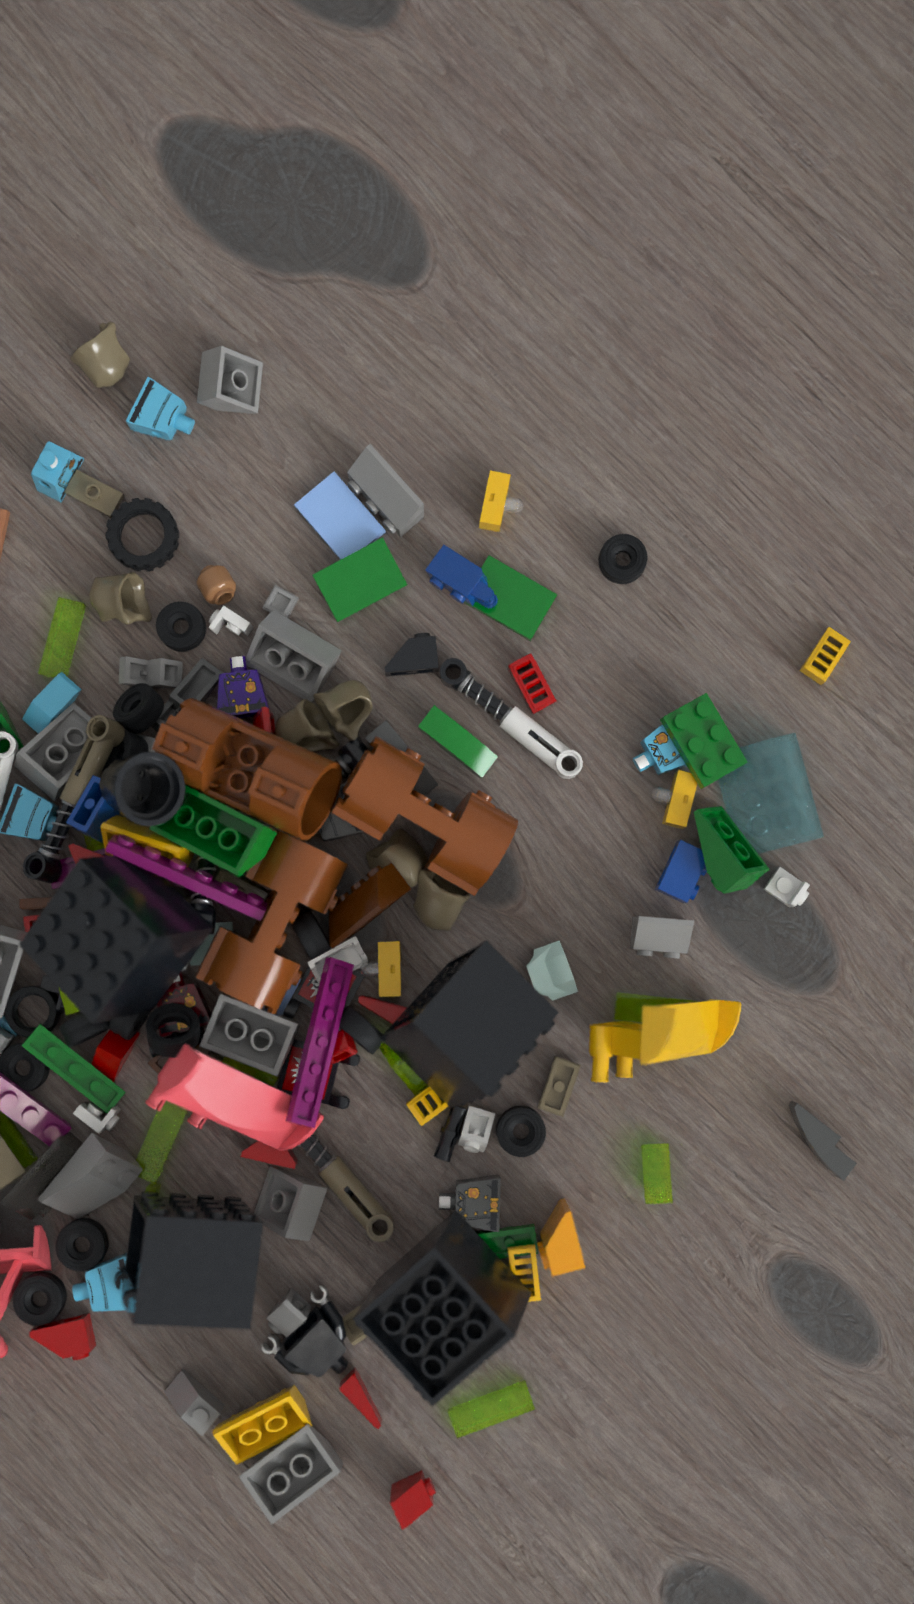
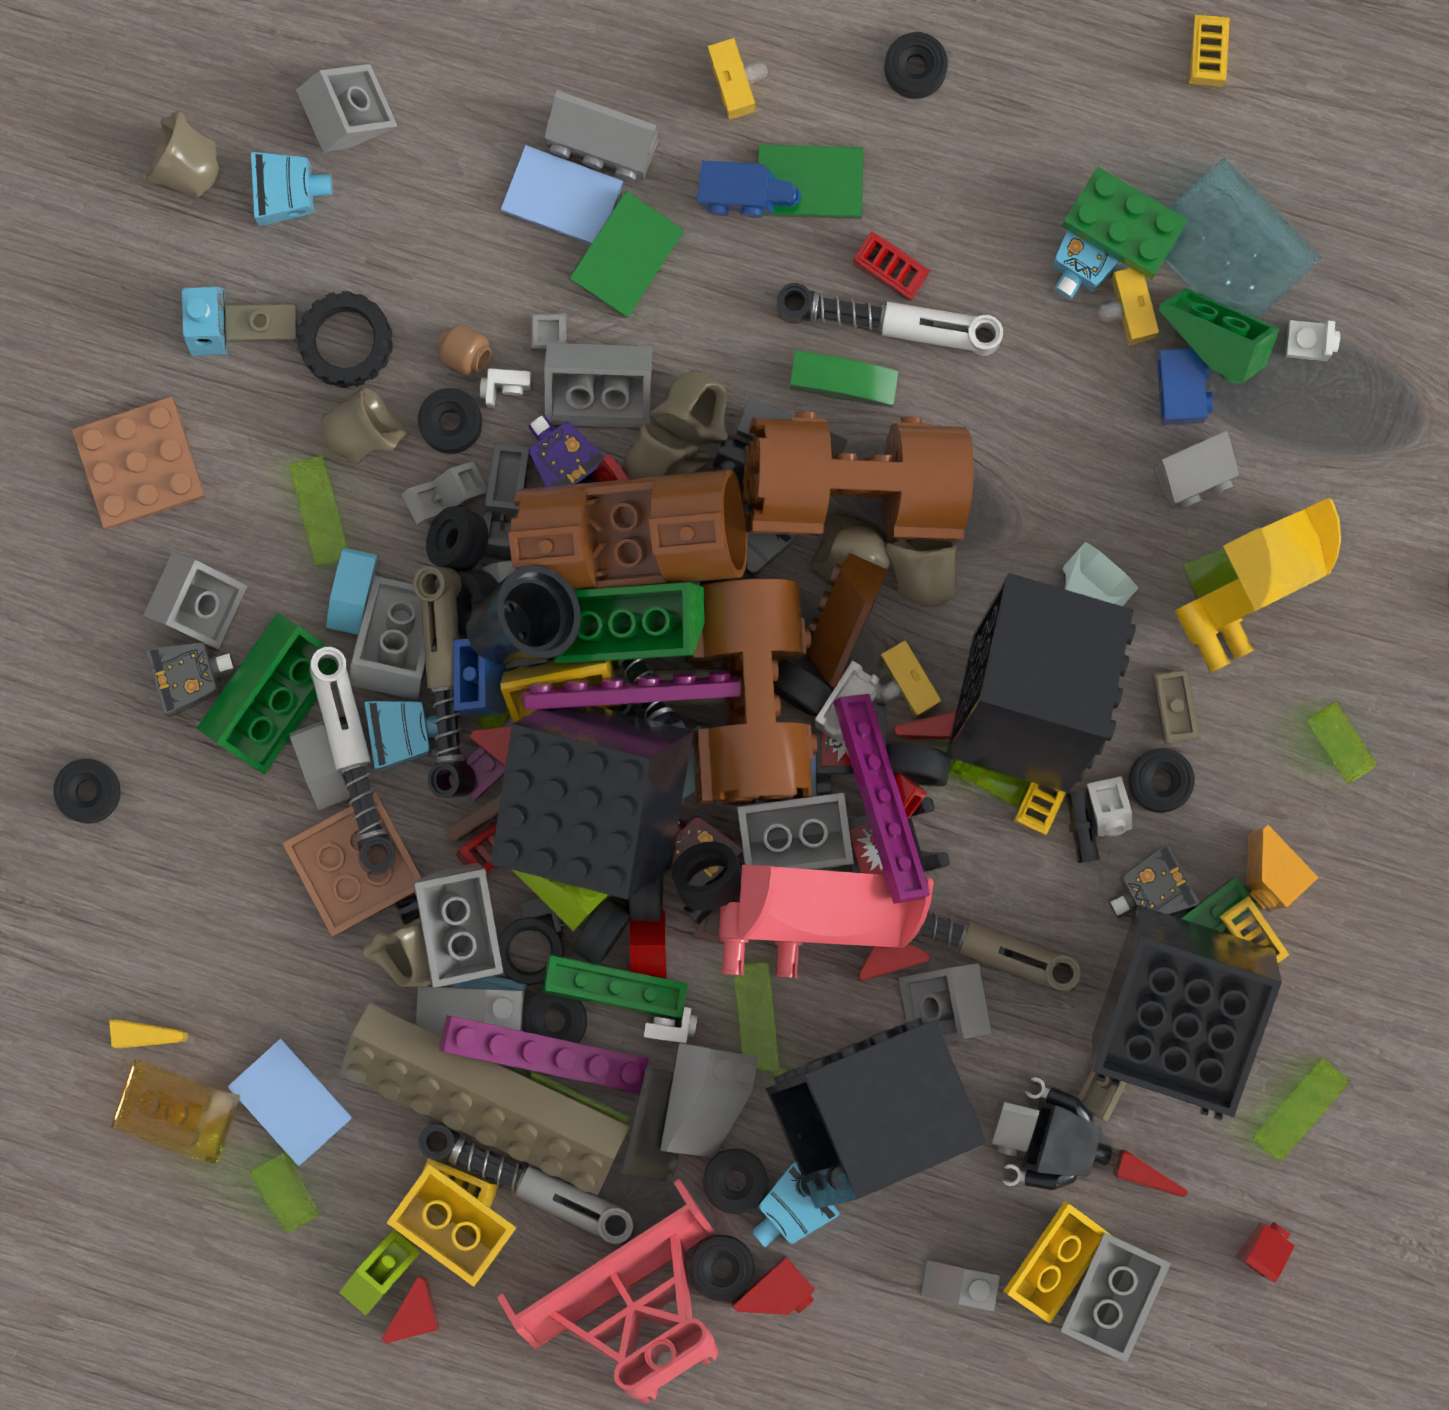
camera: 20 degrees left, 0 degrees up
(415, 657) = (741, 307): black slope -> none

